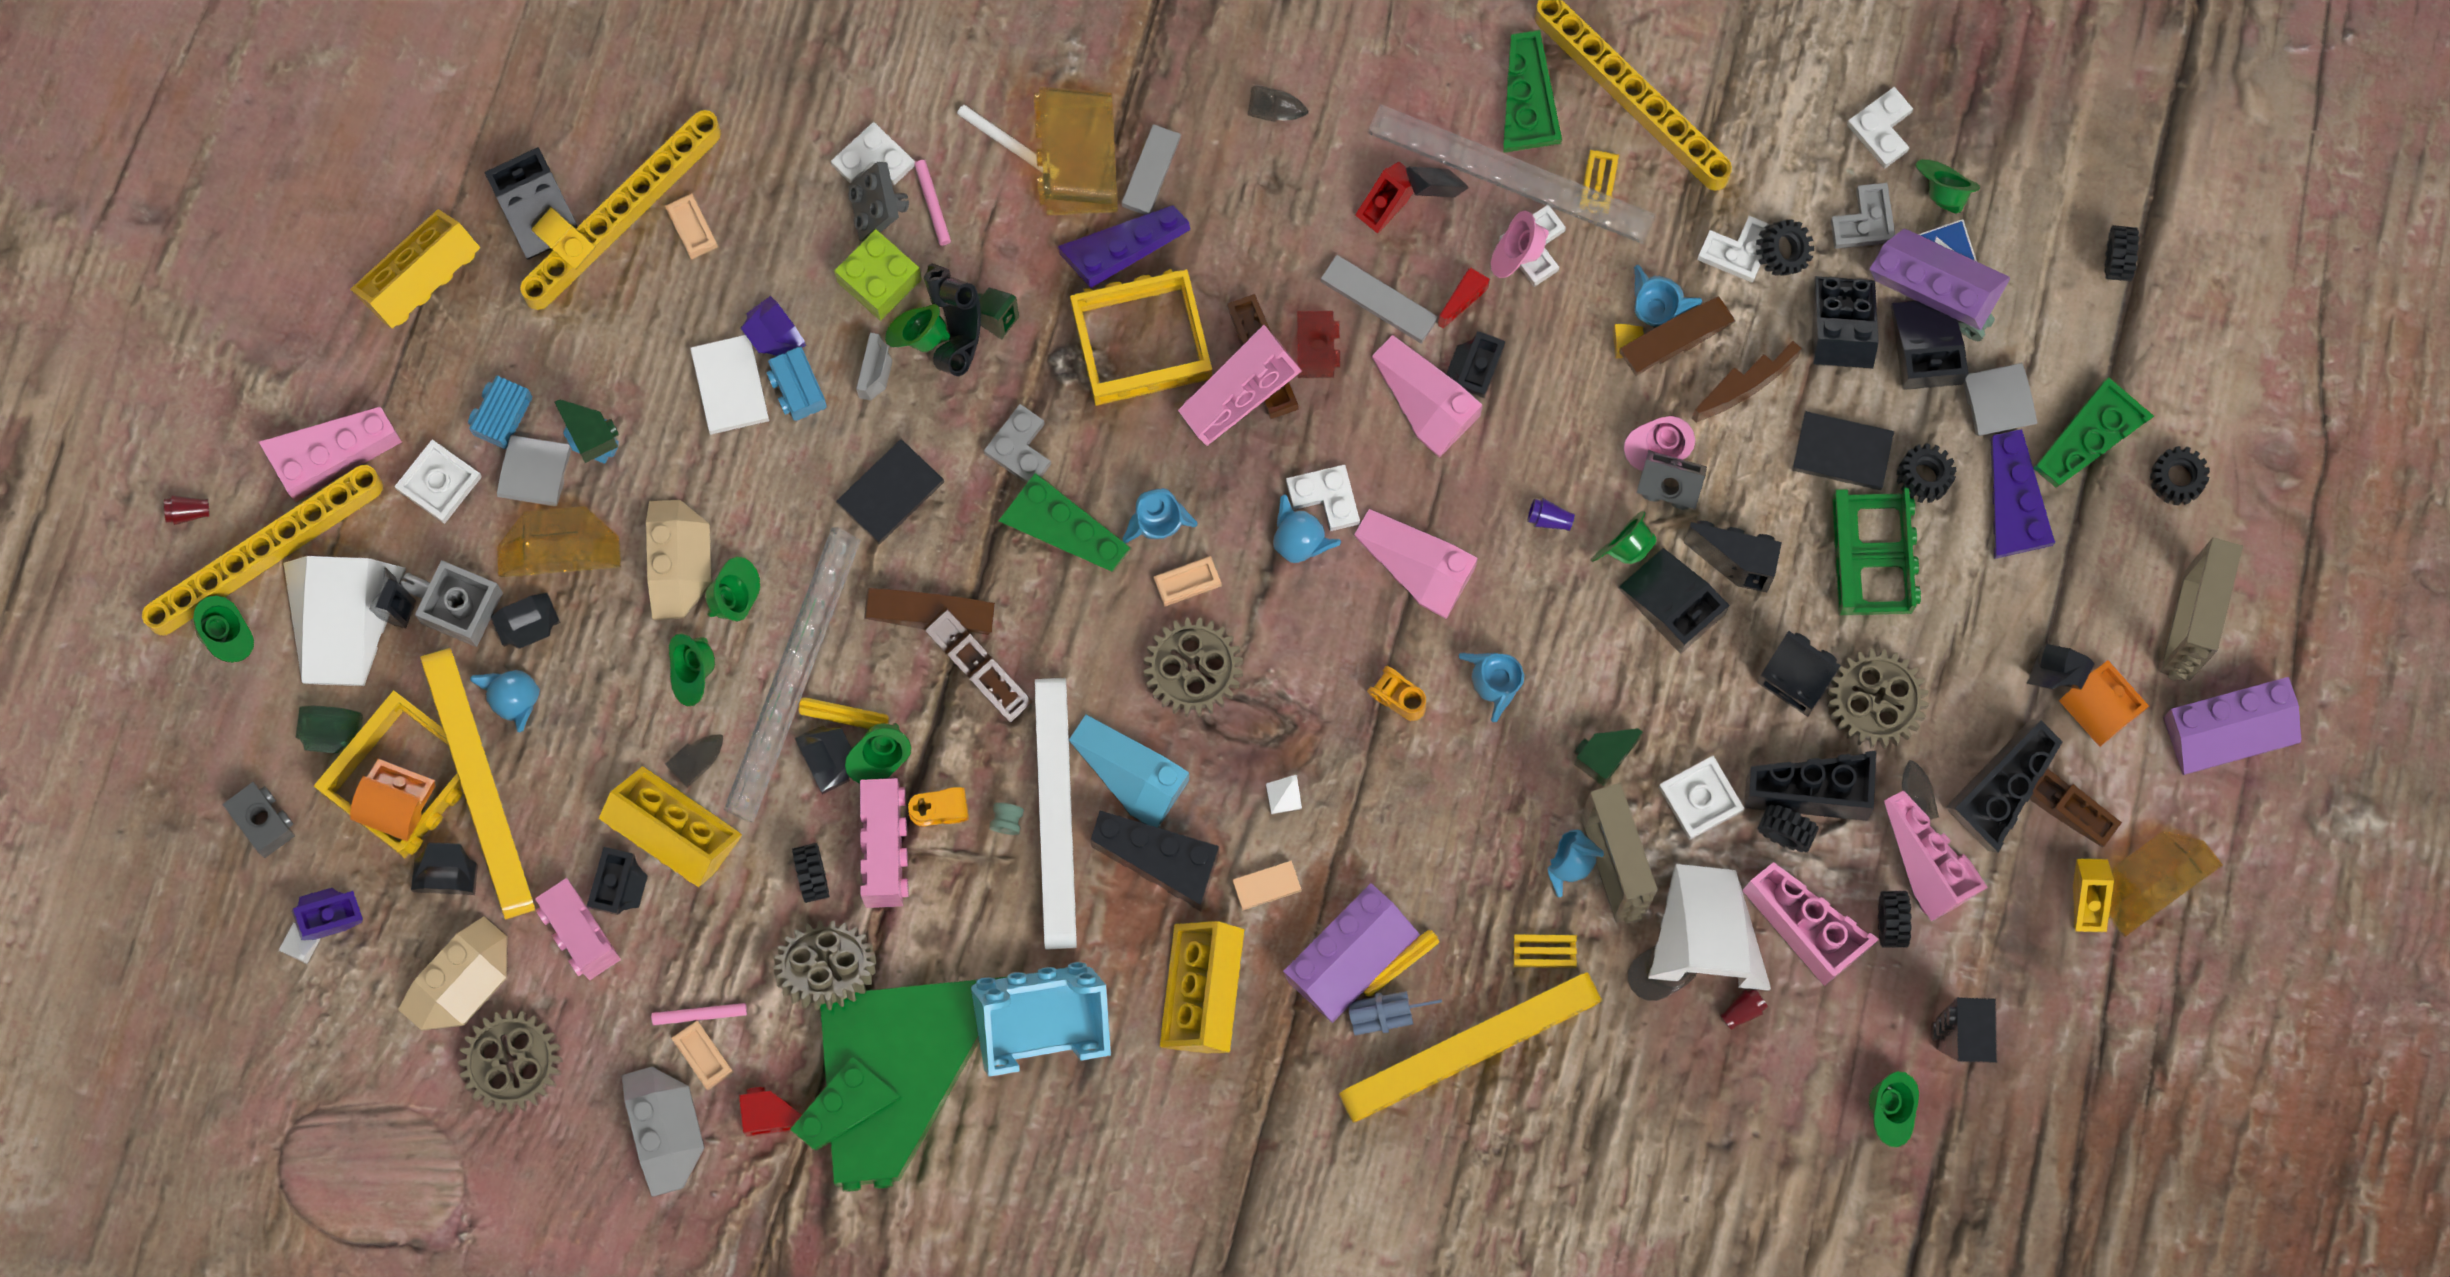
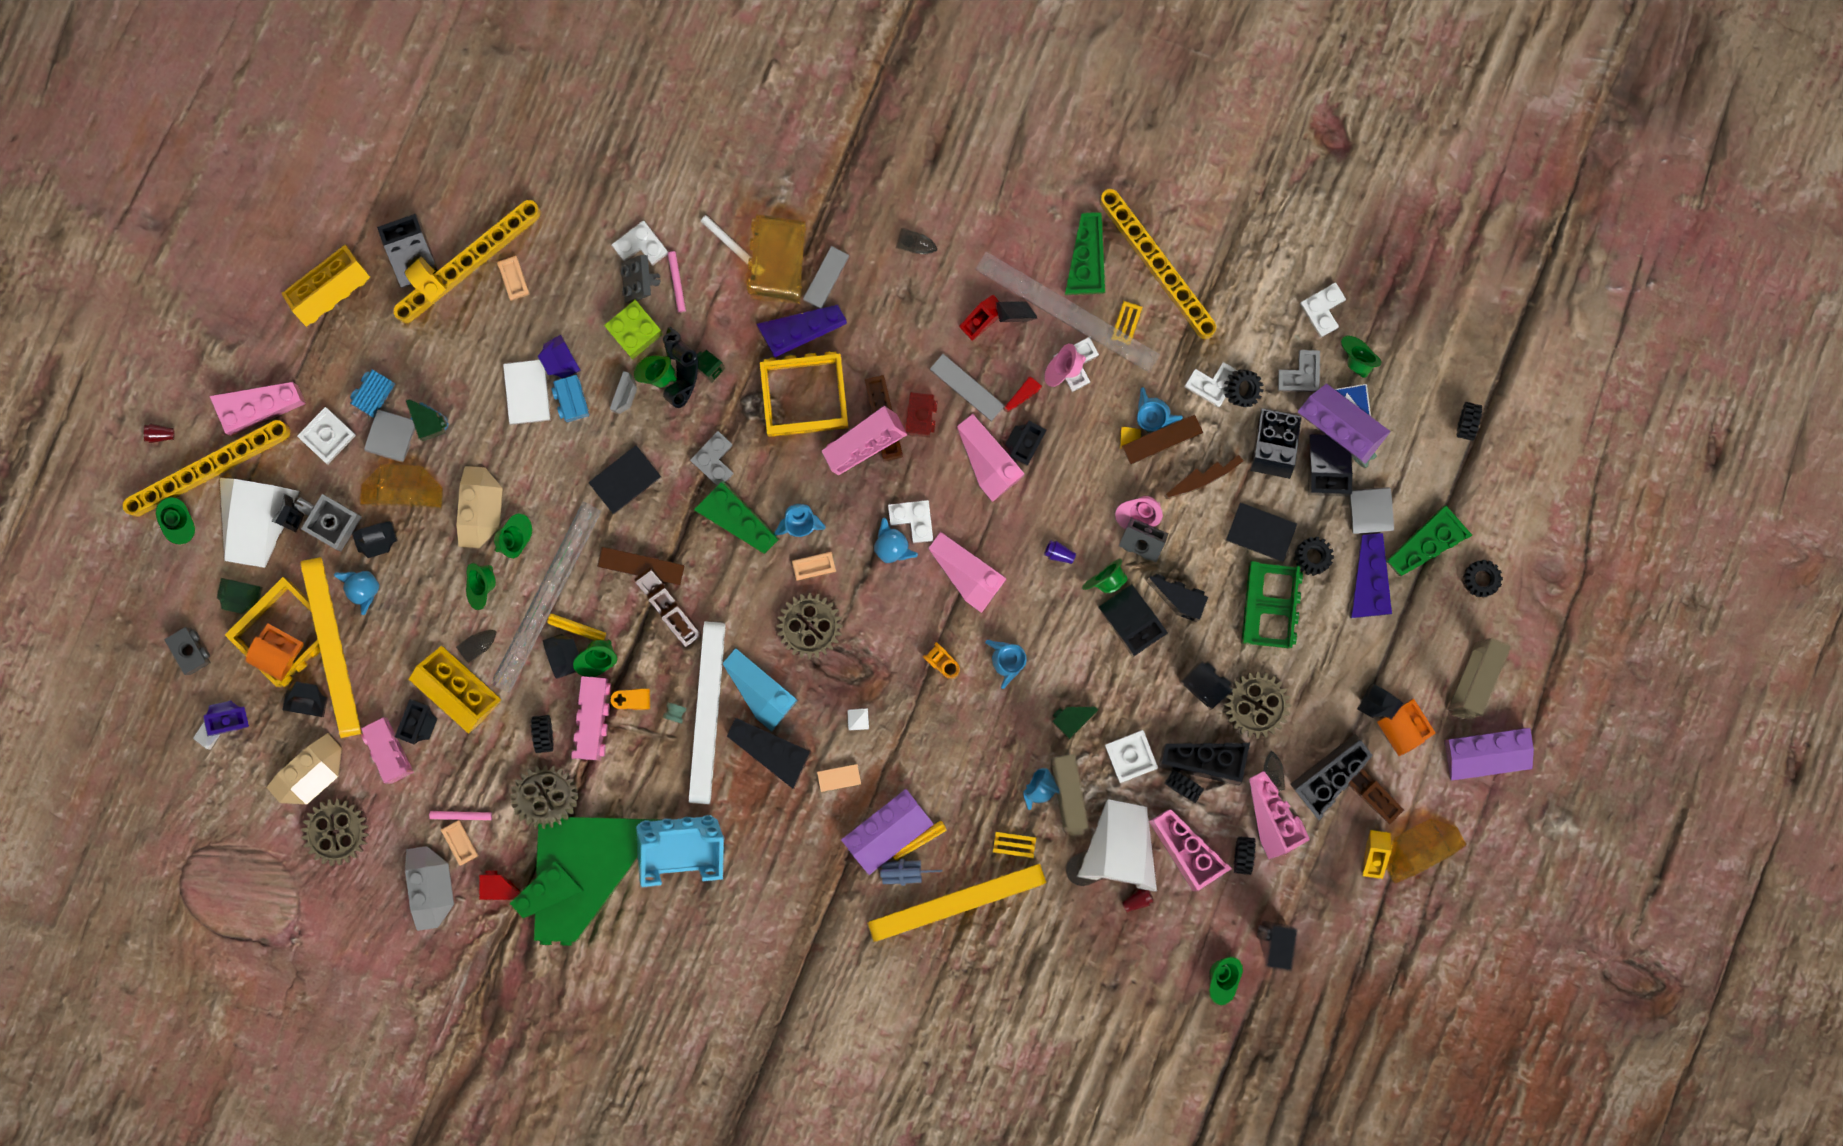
camera: 10 degrees right, 10 degrees up
(1202, 987) = (787, 841): yellow slope -> none

